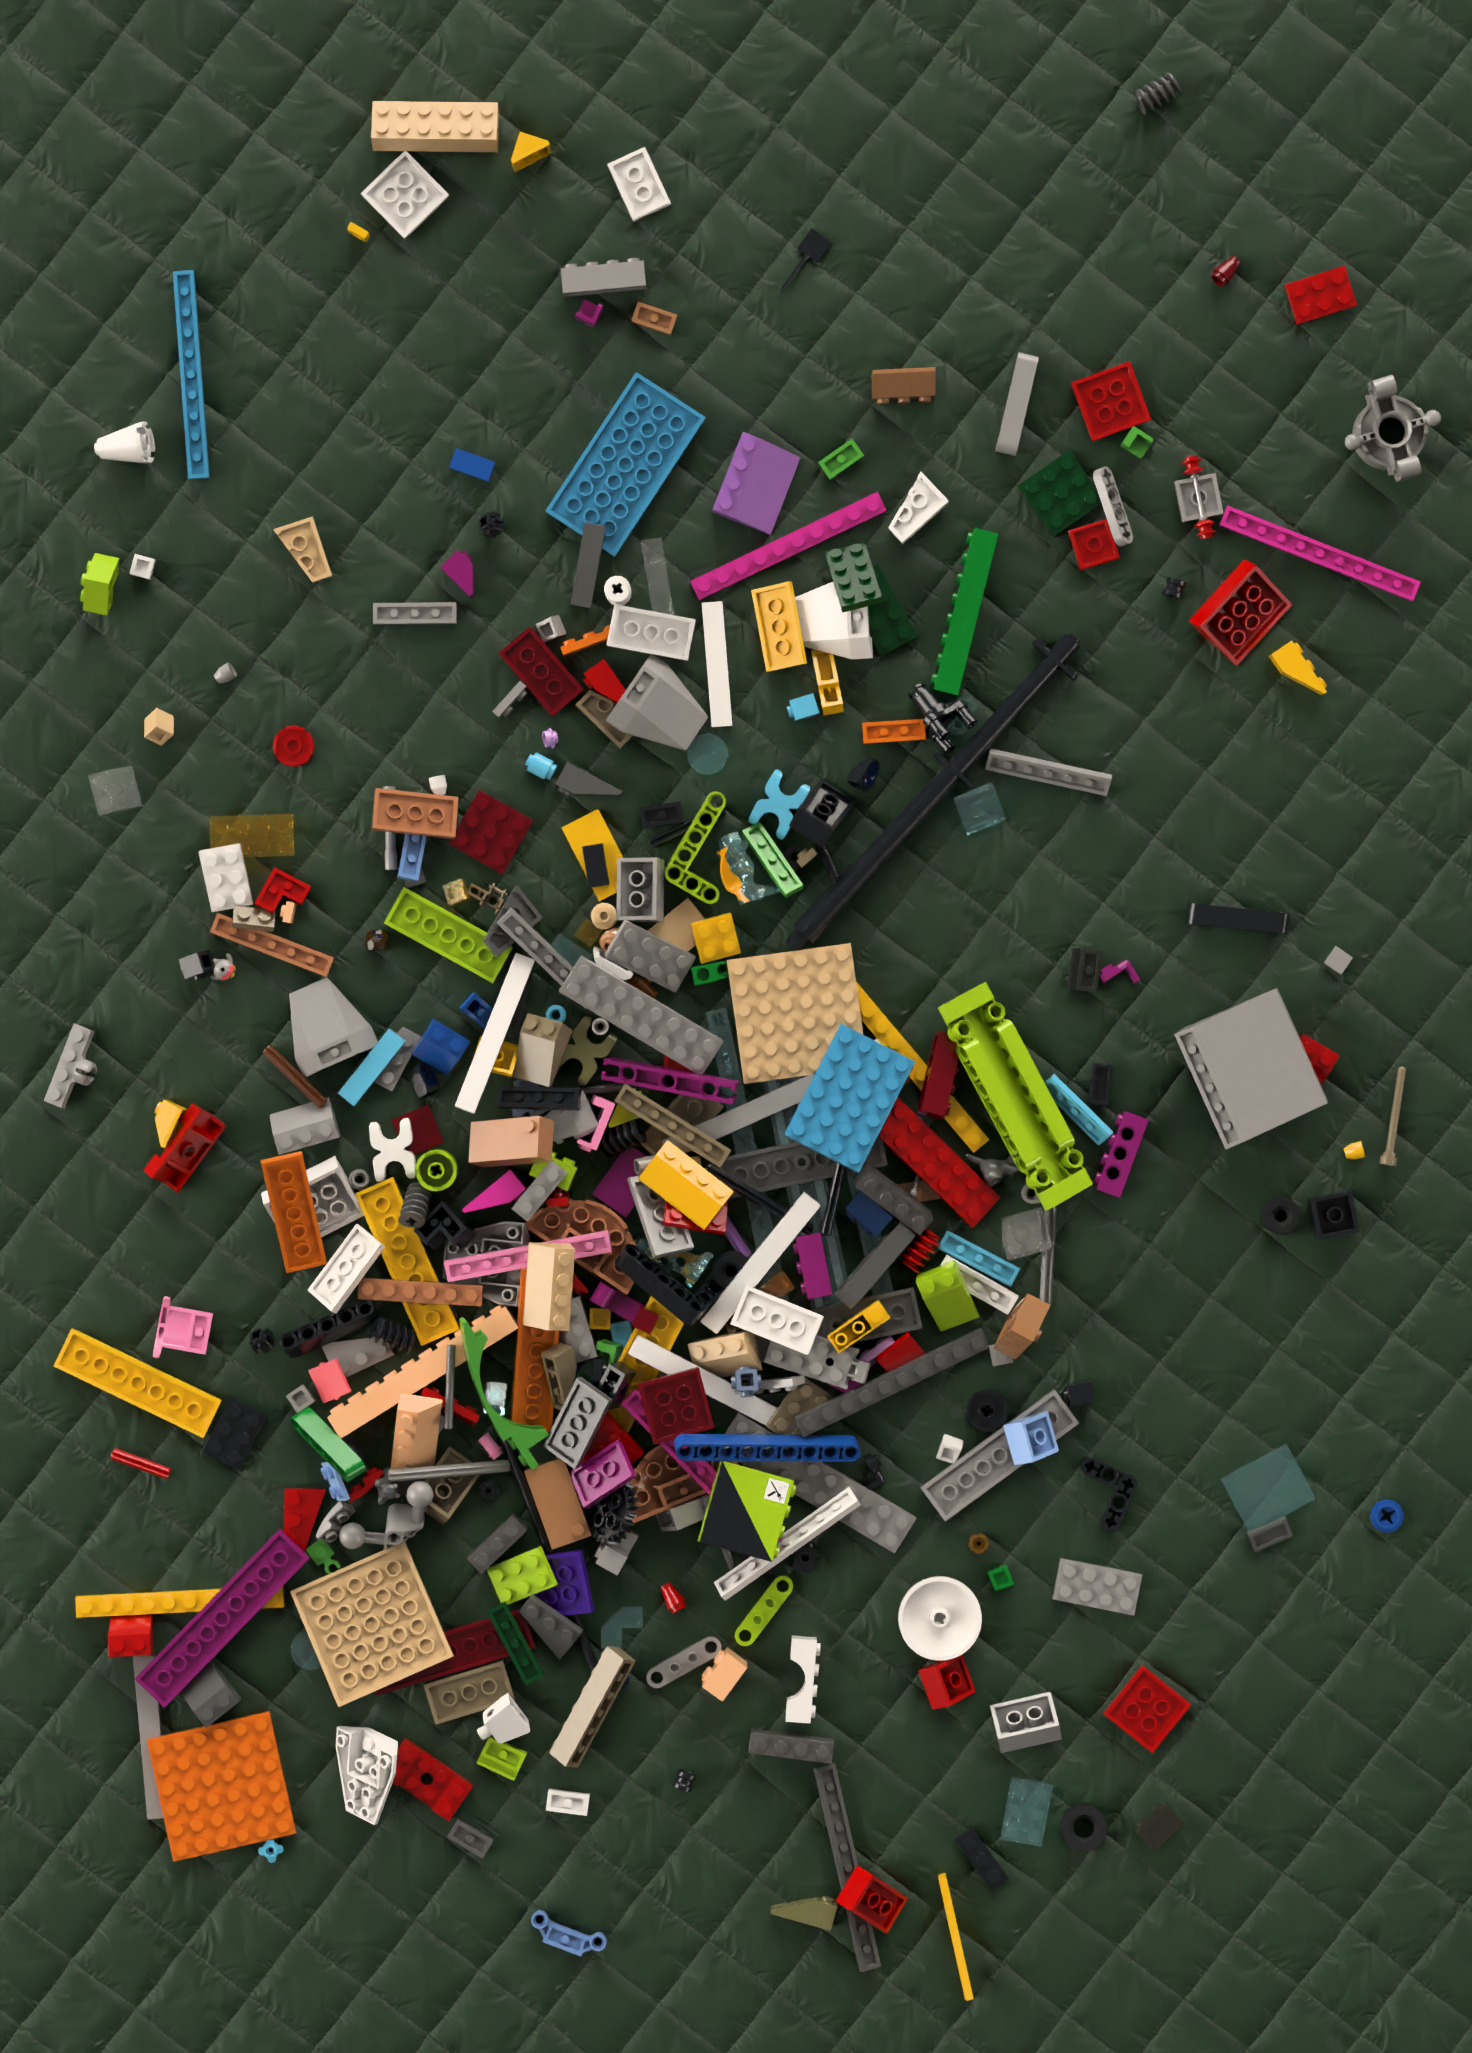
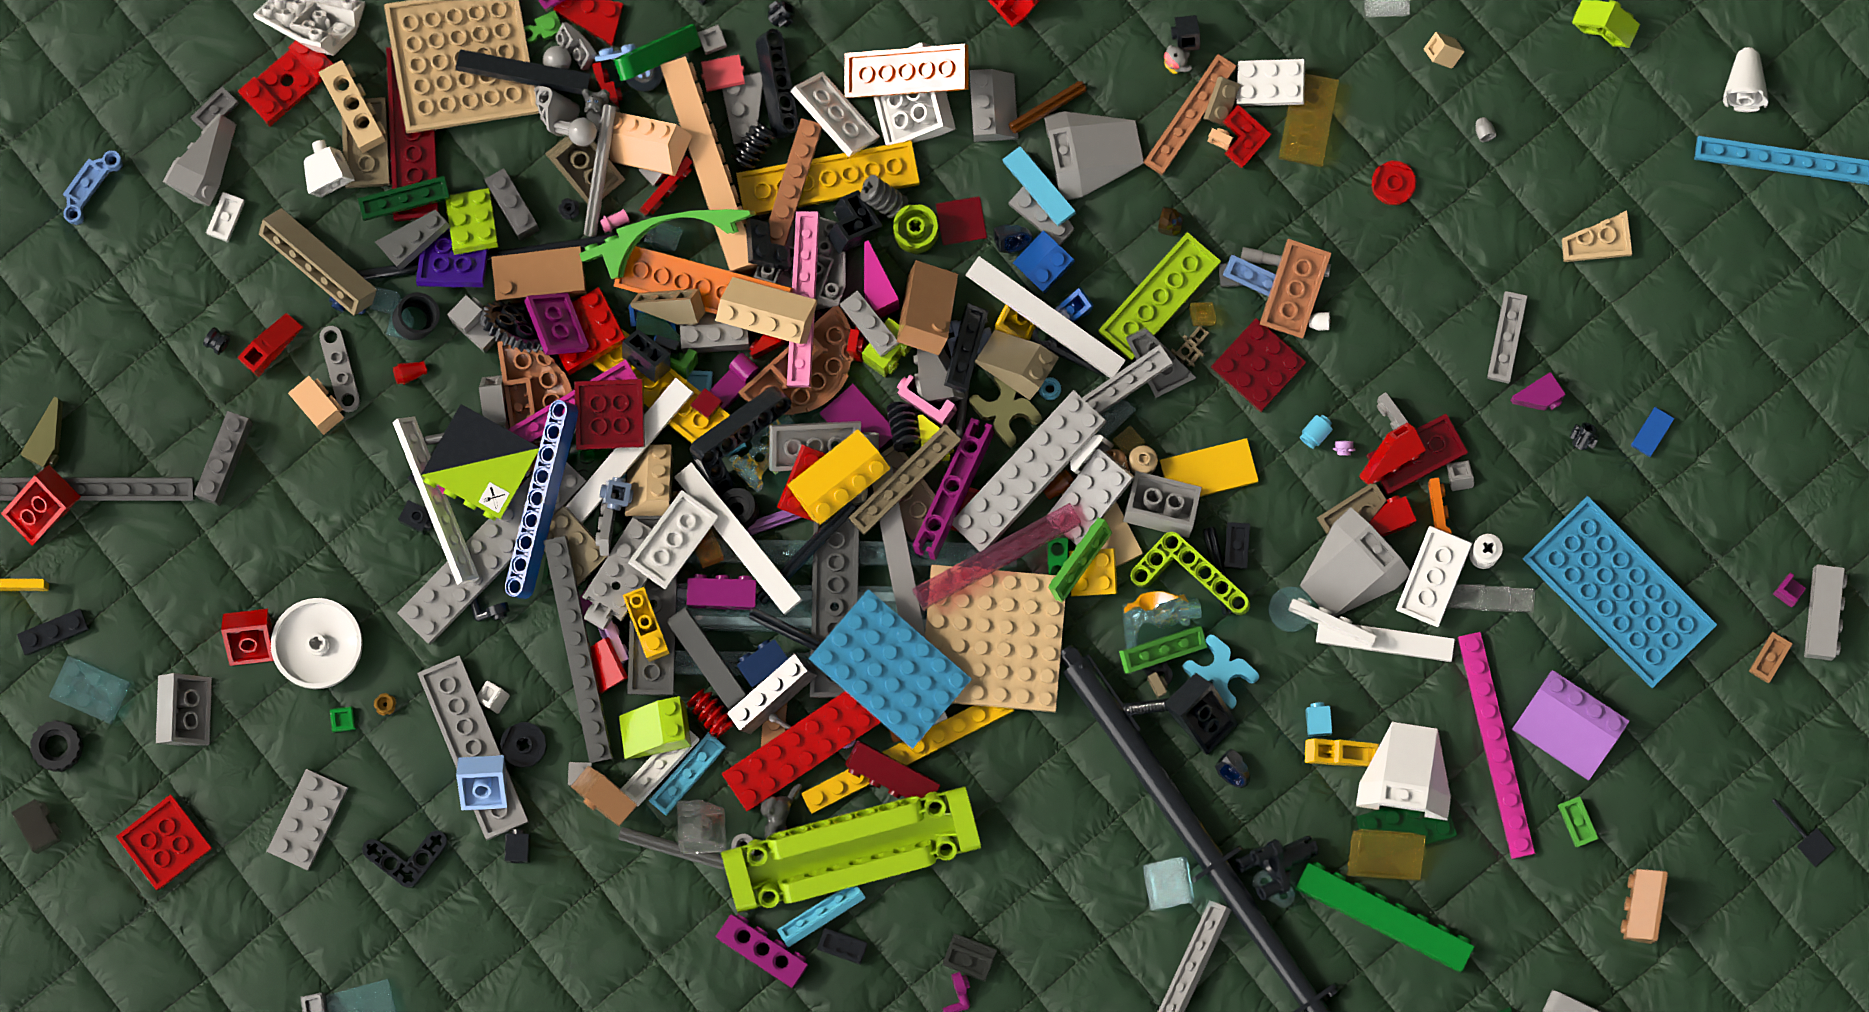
camera: 110 degrees right, 10 degrees down
(142, 566) = (1615, 70): white plate -> none
(365, 1179) = (932, 149): light grey plate -> none
(373, 1563) = (522, 72): none -> black tile
(392, 1150) = (948, 188): white piece -> none
(418, 1737) = (333, 77): none -> tan brick
(449, 1395) = (685, 186): dark grey piece -> none
(491, 1305) = (760, 248): none -> black plate
(501, 1758) = (288, 160): lime plate -> none
(526, 1834) = (203, 164): none -> light grey wedge
(547, 692) = (1396, 449): none -> red slope
(577, 1422) = (616, 309): plate -> none
(582, 783) = (1290, 467): dark grey slope -> none
(588, 565) = (1520, 527): dark grey tile -> none
(595, 865) = (1198, 464): black tile -> none
(595, 1026) = (1026, 425): white hose -> none
(600, 1318) = (719, 362): yellow plate -> none
(614, 1591) = (424, 303): none -> black piece
(676, 1730) = (269, 344): none -> red slope
(710, 951) = (1080, 559): none -> bright green plate
(714, 705) = (1323, 617): none -> white plate
(724, 1026) = (996, 556): none -> clear pink plate
(763, 1610) = (372, 463): lime plate -> none
(779, 626) = (1411, 714): yellow plate -> none
(799, 1706) = (317, 493): white arch -> none
(853, 577) = (1447, 802): plate -> none
(893, 731) = (1272, 810): orange plate -> none
(910, 621) = (1386, 854): none -> clear yellow piece
(918, 508) = (1506, 892): white wing -> none

